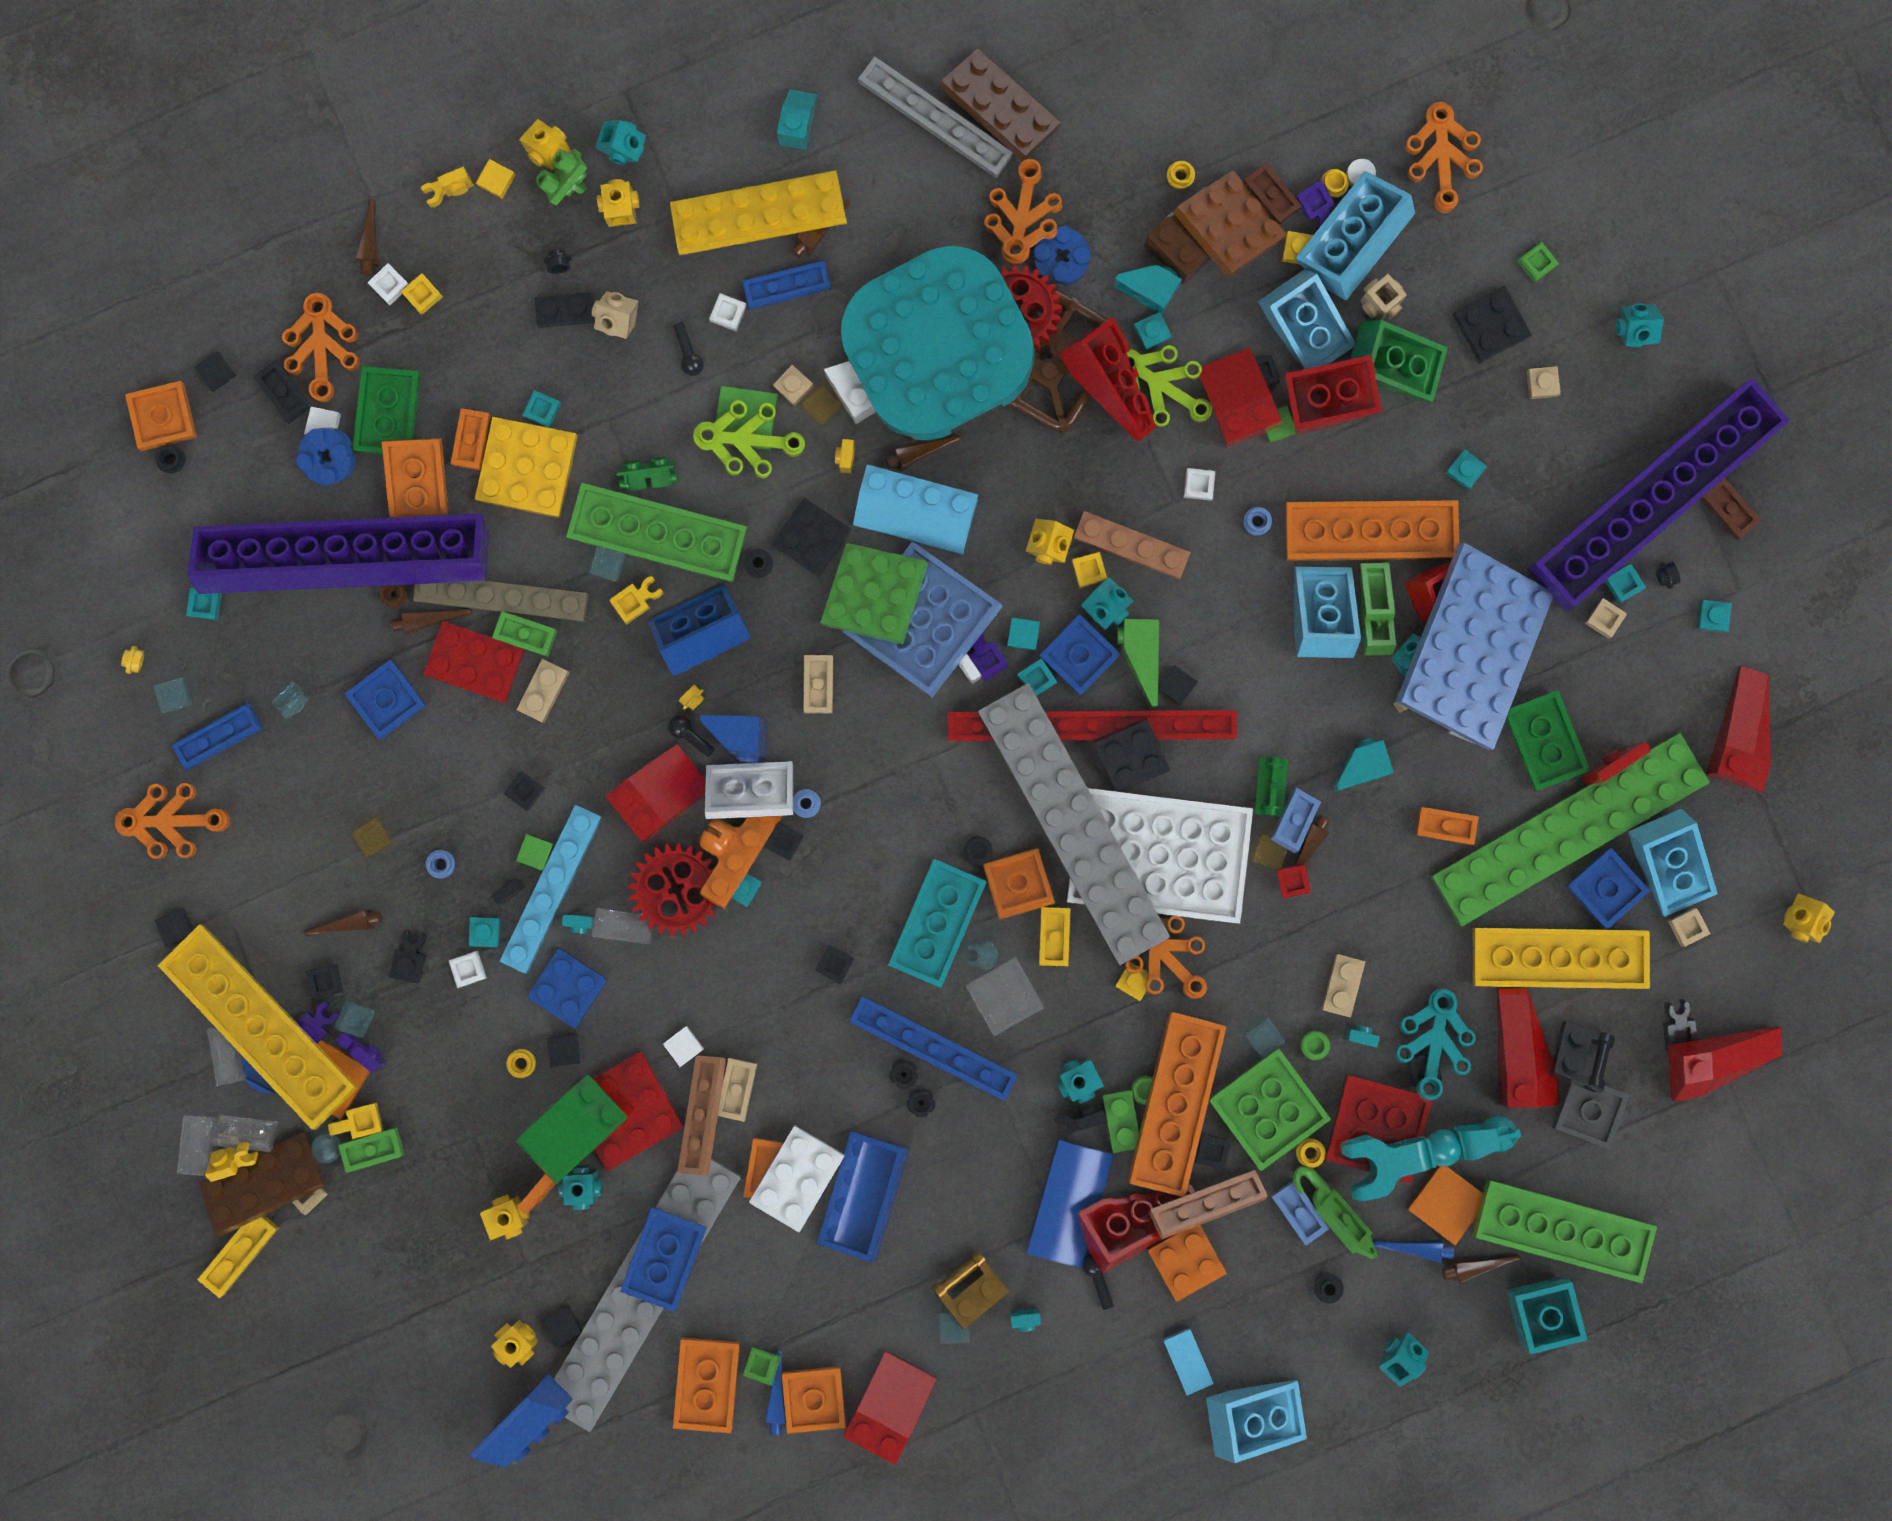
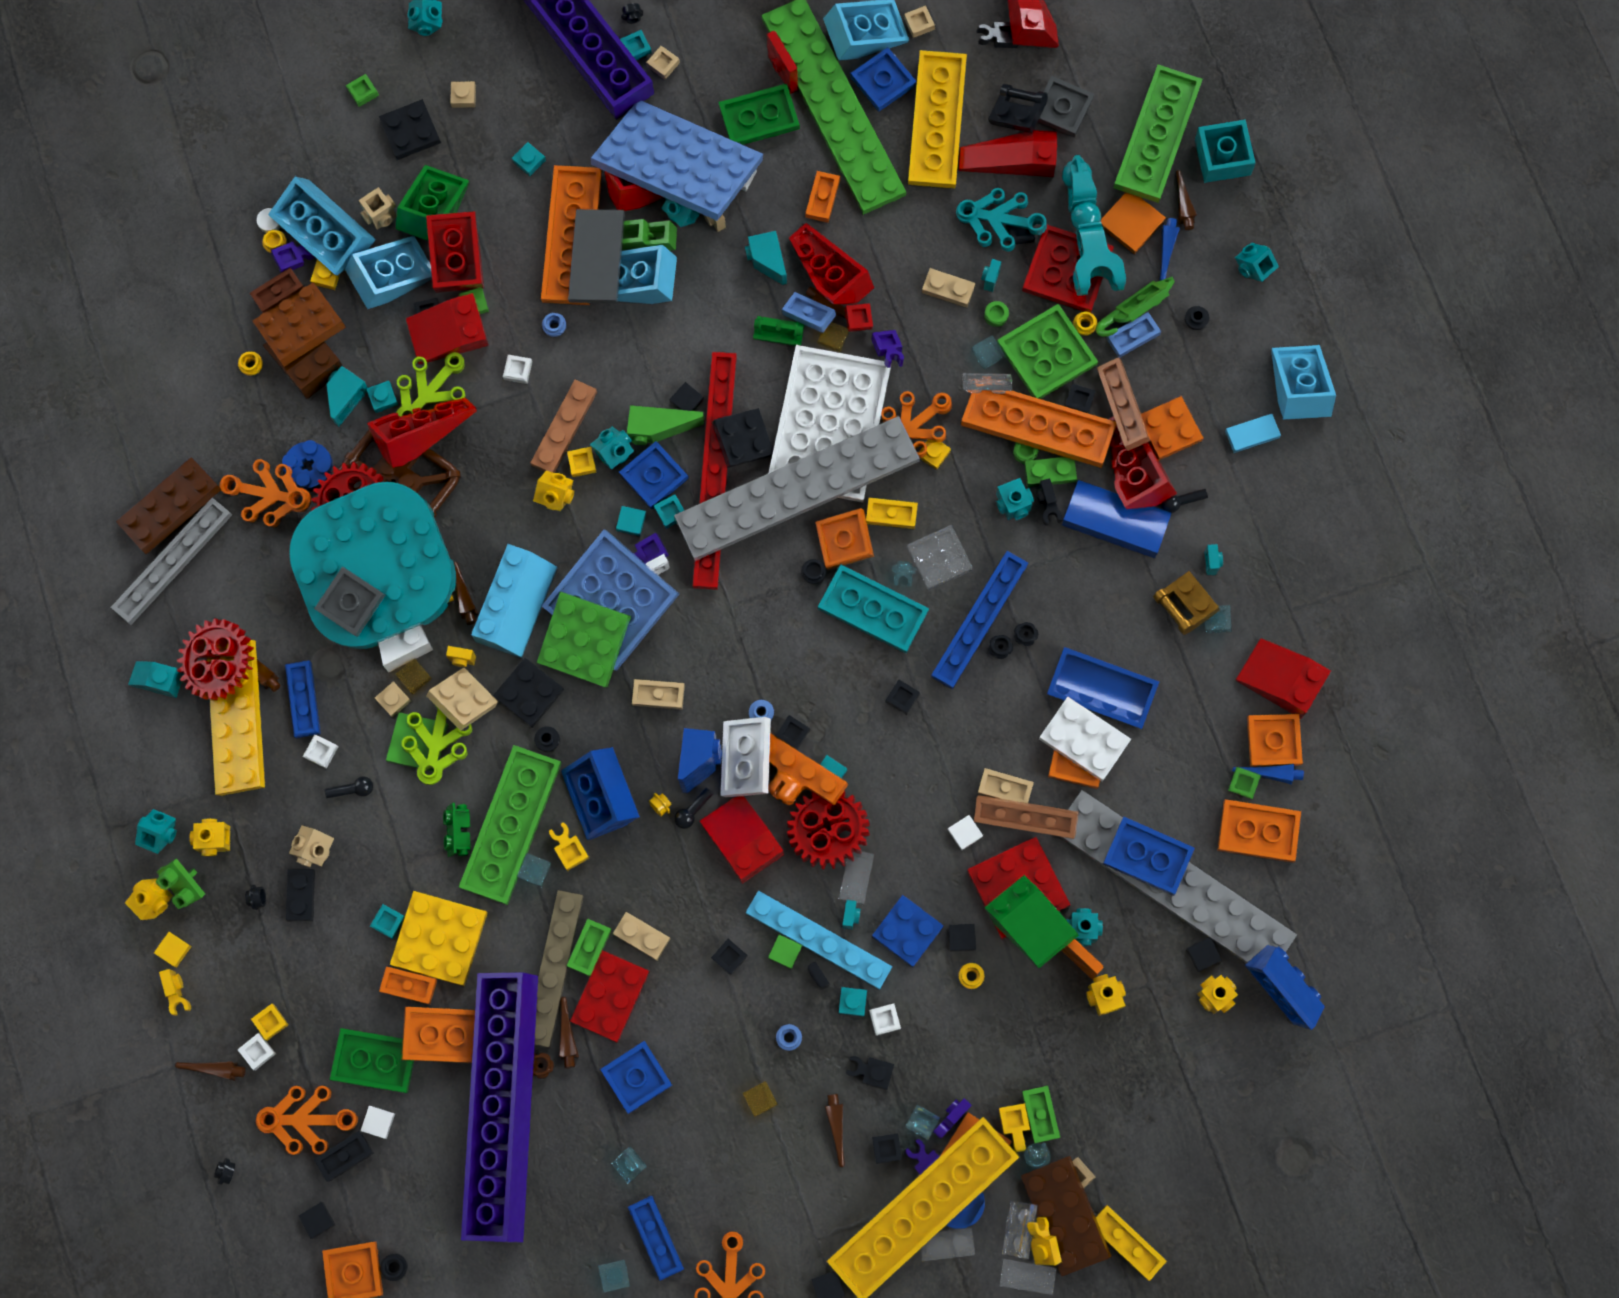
camera: 85 degrees left, 10 degrees down
(203, 605) = (533, 1242): teal plate -> none
(258, 266) = (224, 1171): none -> black plate
(311, 459) = (410, 1132): blue plate -> none
(795, 462) = (462, 699): none -> tan plate
(797, 176) = (215, 637): none -> red gear
(886, 321) = (350, 601): none -> dark grey plate
(1221, 1039) = (995, 382): none -> clear plate
(1261, 918) = (888, 345): none -> dark purple plate
(1344, 562) = (596, 256): none -> dark grey tile
(1349, 843) = (831, 269): none -> red wedge
(1443, 152) = (261, 154): orange plant -> none

